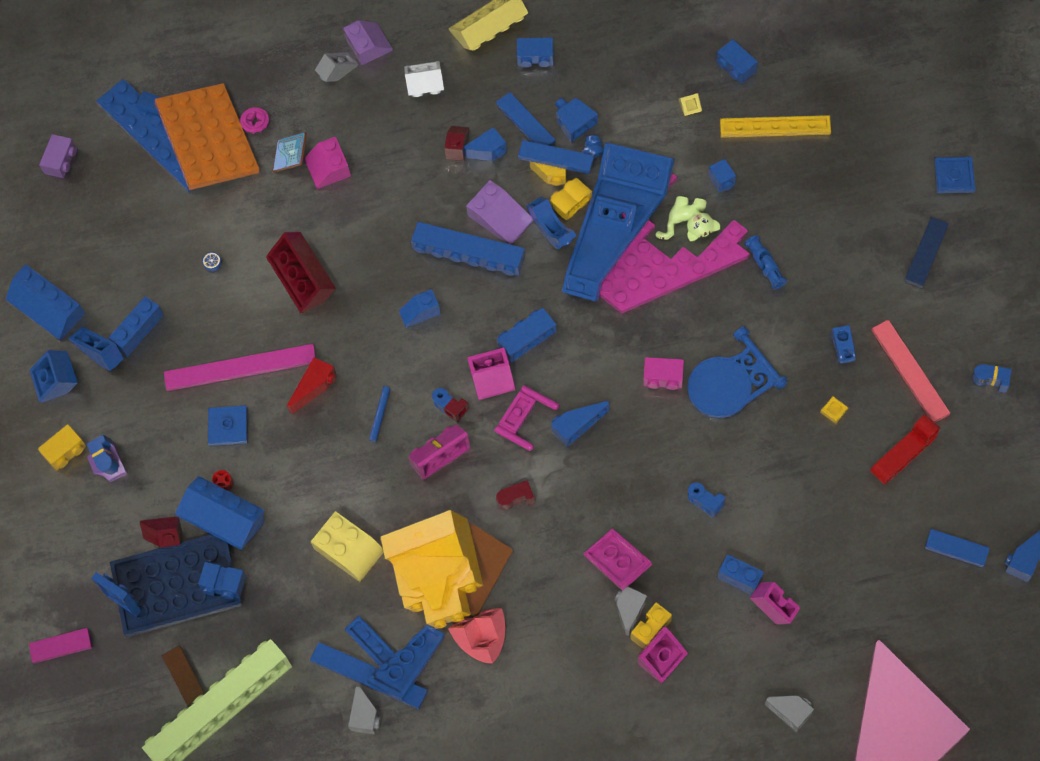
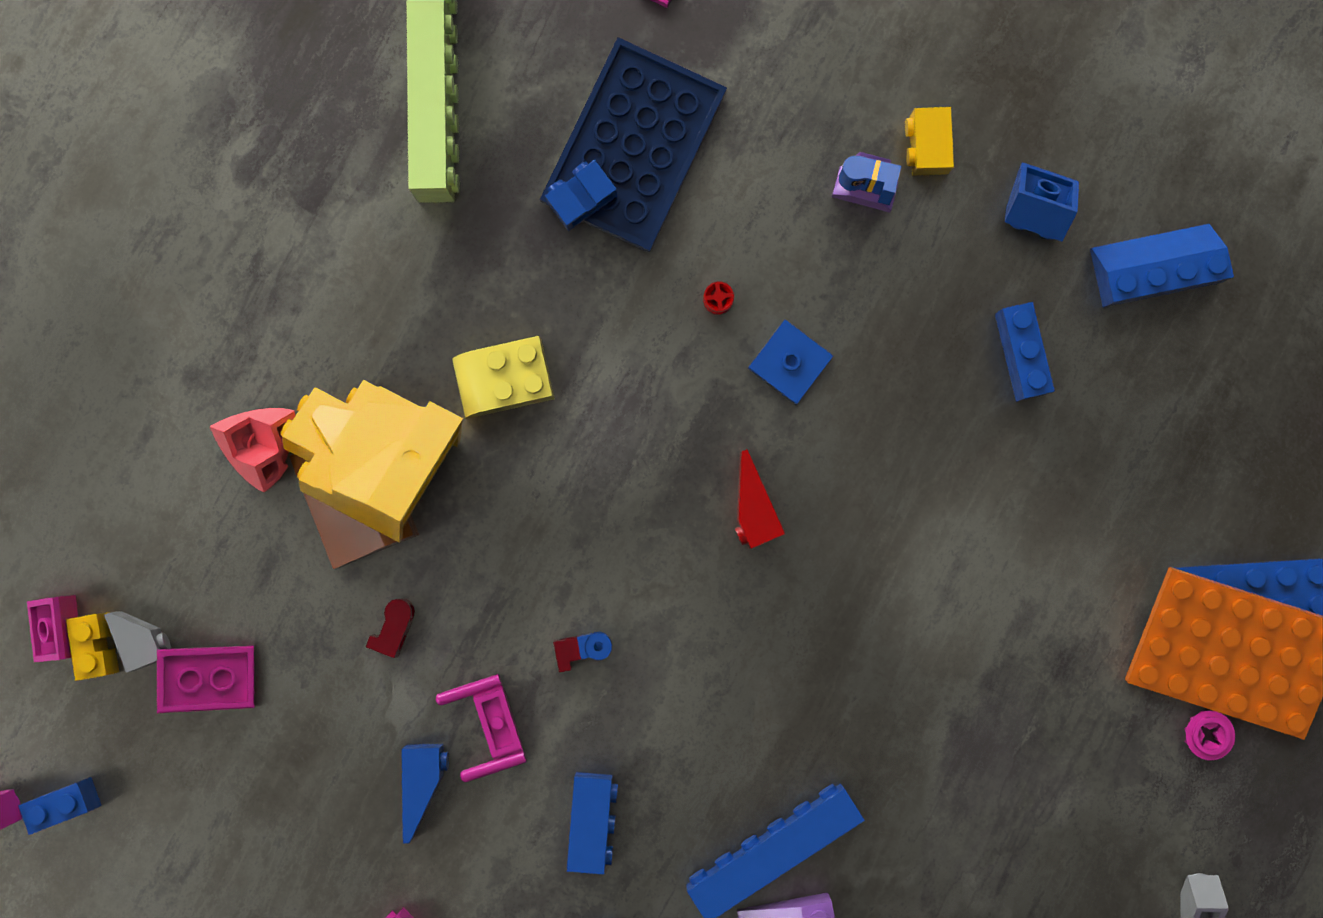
camera: 125 degrees right, 20 degrees up
(97, 348) = (1036, 282): blue slope -> none
(116, 593) = (659, 50): blue plate -> none
(162, 531) = (710, 177): dark red slope -> none
(183, 675) = (511, 70): reddish brown tile -> none
(212, 261) = (1040, 517): blue tile -> none
(220, 512) = (674, 260): blue slope -> none
(239, 367) = (857, 438): dark pink tile -> none
(289, 152) = (1117, 741): piece -> none
(300, 271) = (927, 615): dark red slope -> none
(327, 163) = (1059, 776): dark pink slope -> none
(359, 672) = (328, 278): blue tile -> none
(363, 715) = (282, 234): light grey slope -> none
(370, 641) = (363, 313): blue tile -> none
(379, 414) = (646, 556): blue bar -> none
(407, 664) = (294, 324): blue wing -> none
(420, 308) = (743, 720): blue slope -> none
(439, 451) = (527, 585): dark pink slope -> none
(491, 373) = (573, 733): dark pink slope -> none
(705, 500) = (199, 846): blue leg -> none

